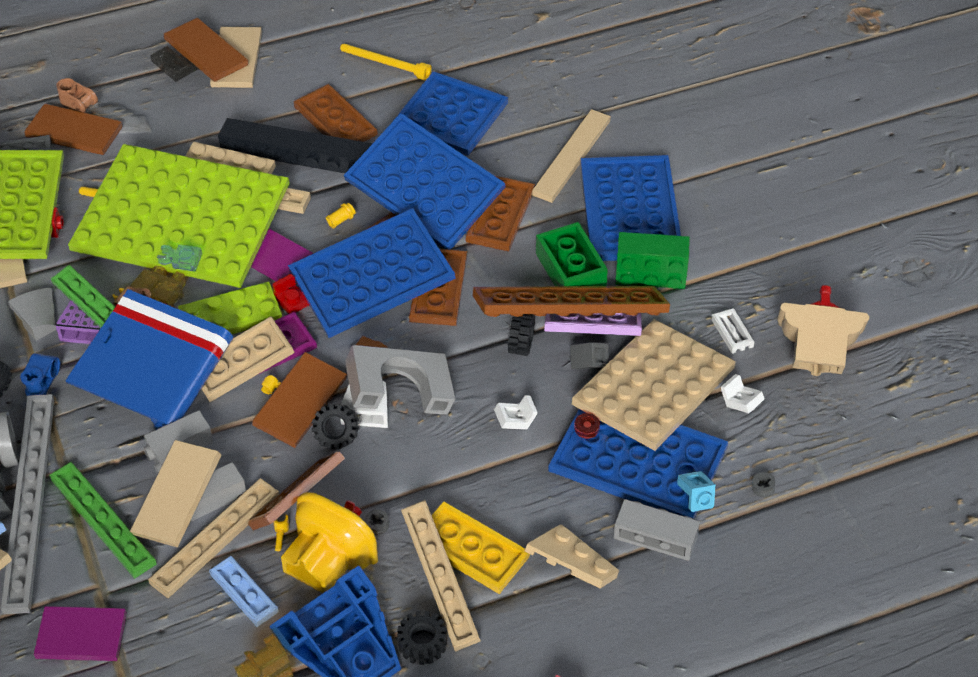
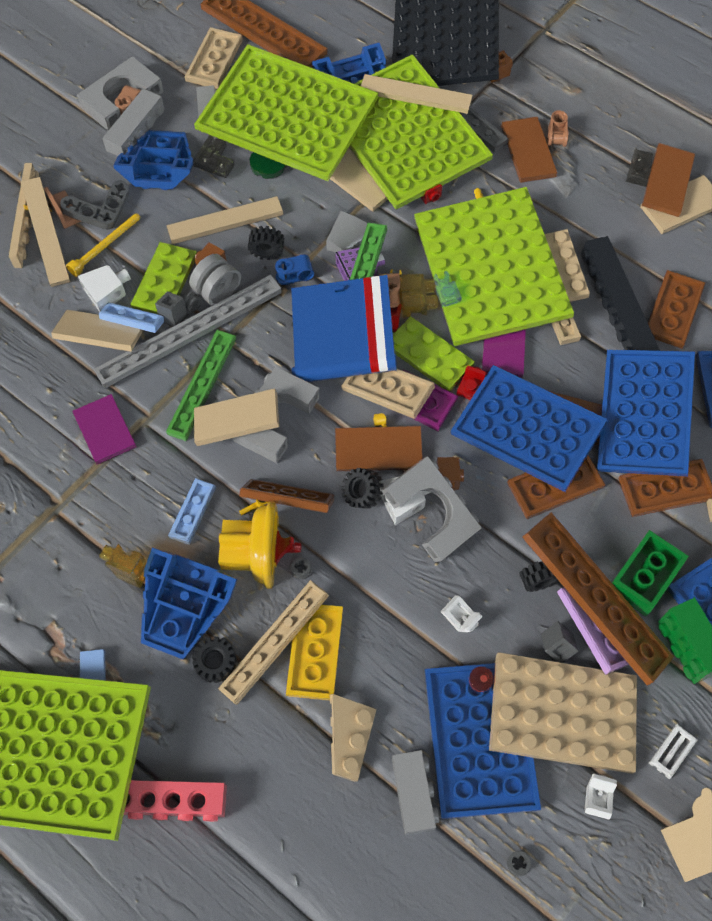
camera: 60 degrees right, 15 degrees up
(212, 539) = (226, 464): tan tile -> none
(340, 215) = (575, 371): yellow pin -> none
(700, 490) = (467, 808): medium azure bracket -> none

